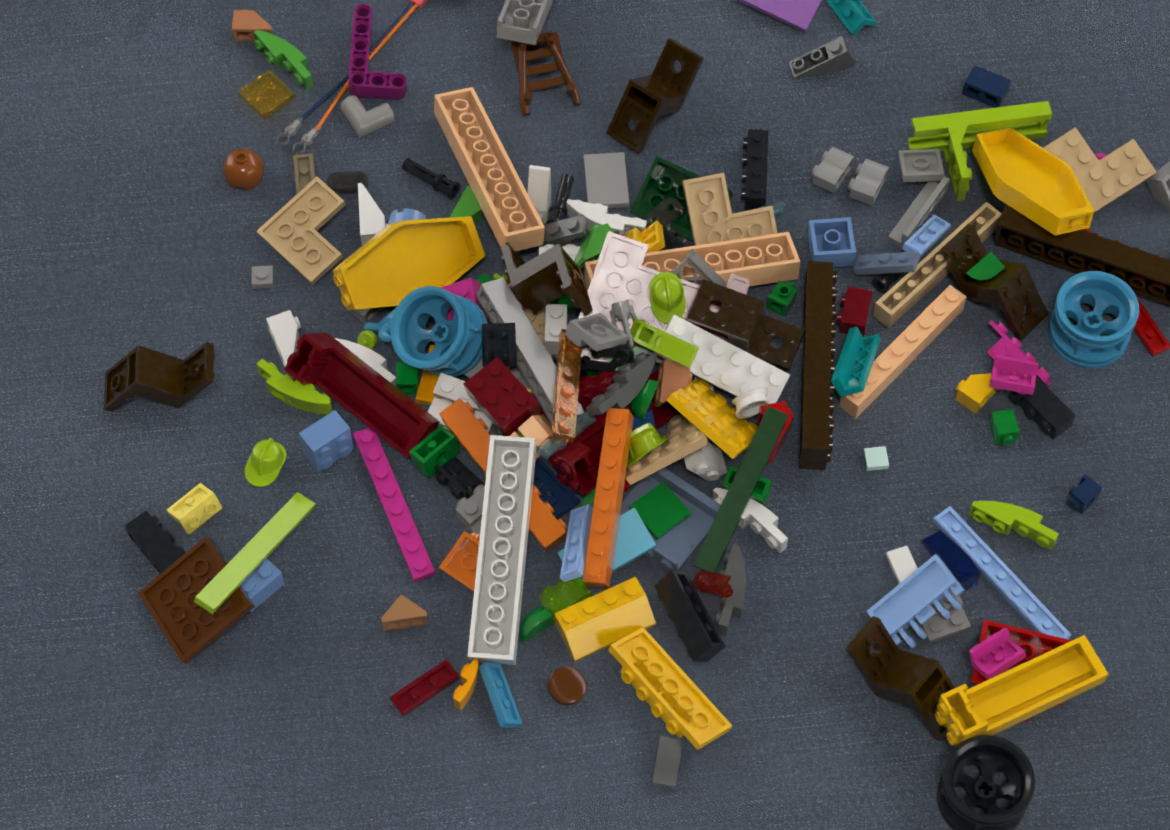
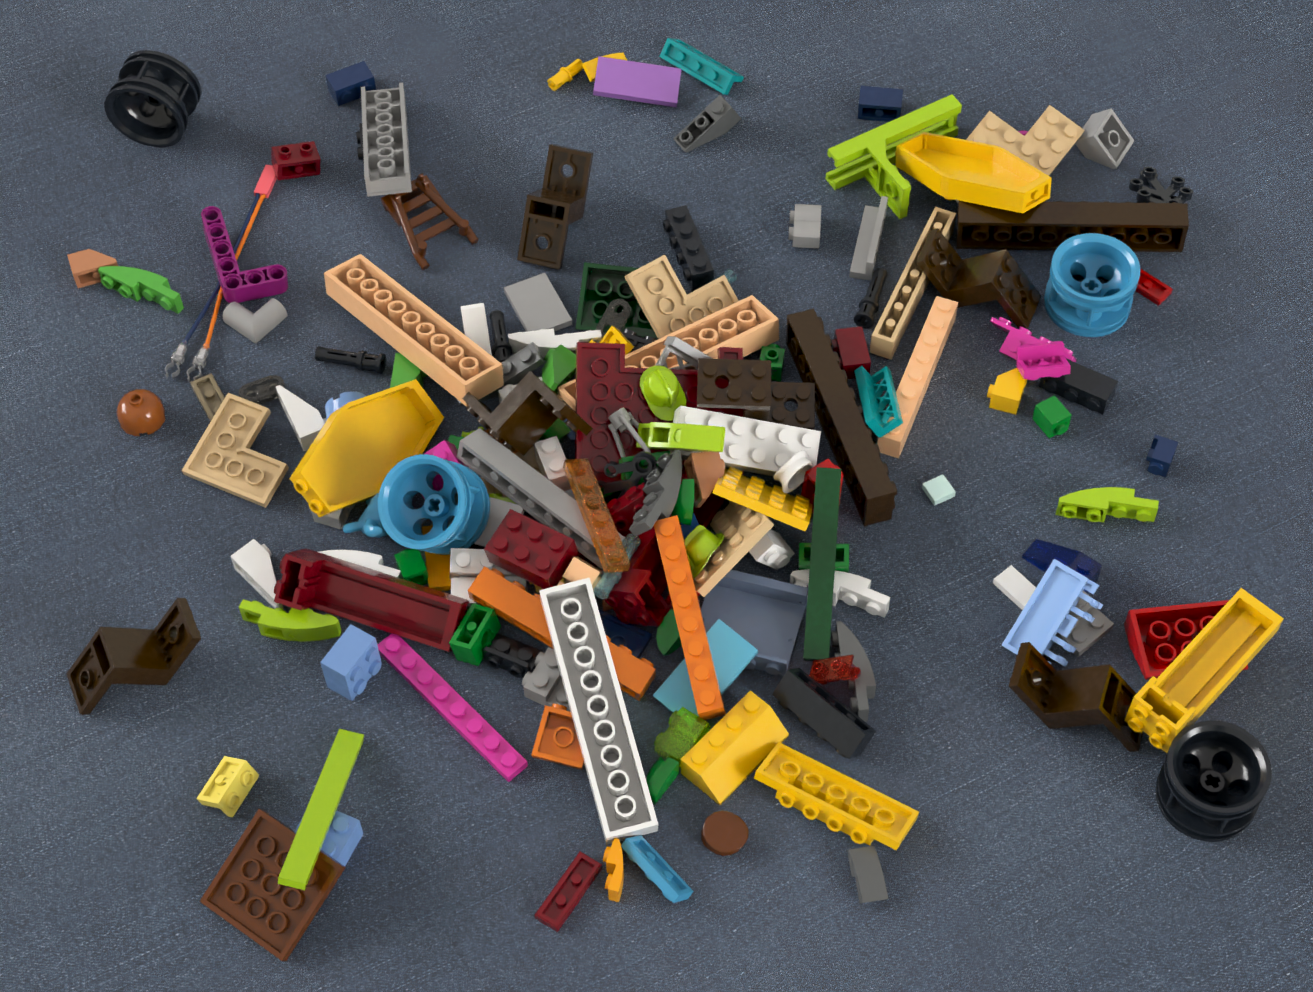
camera: 20 degrees left, 5 degrees down
(153, 541) = (196, 839): black brick -> none
(262, 277) = (206, 516): light grey plate -> none
(265, 463) = (288, 710): lime piece -> none
(266, 94) = (136, 329): clear yellow plate -> none
(368, 339) = (352, 541): lime piece -> none
(403, 615) = (514, 819): medium nougat slope -> none
(499, 342) = (504, 493): black bracket -> none
(576, 543) = (672, 677): light blue tile -> none
(595, 332) = (604, 449): light grey plate -> none
(661, 510) = (743, 613): green tile -> none
(832, 170) = (765, 225): light grey brick -> none
(832, 241) = (797, 291): medium blue brick -> none
(886, 263) = (862, 295): sand blue plate -> none
(921, 165) = (851, 194): light grey plate -> none
(927, 236) = (889, 259): light blue tile -> none
(986, 268) = (968, 266): green brick -> none
(996, 654) = (1161, 640): dark pink bracket -> none
(1000, 575) = (1116, 563): light blue tile -> none

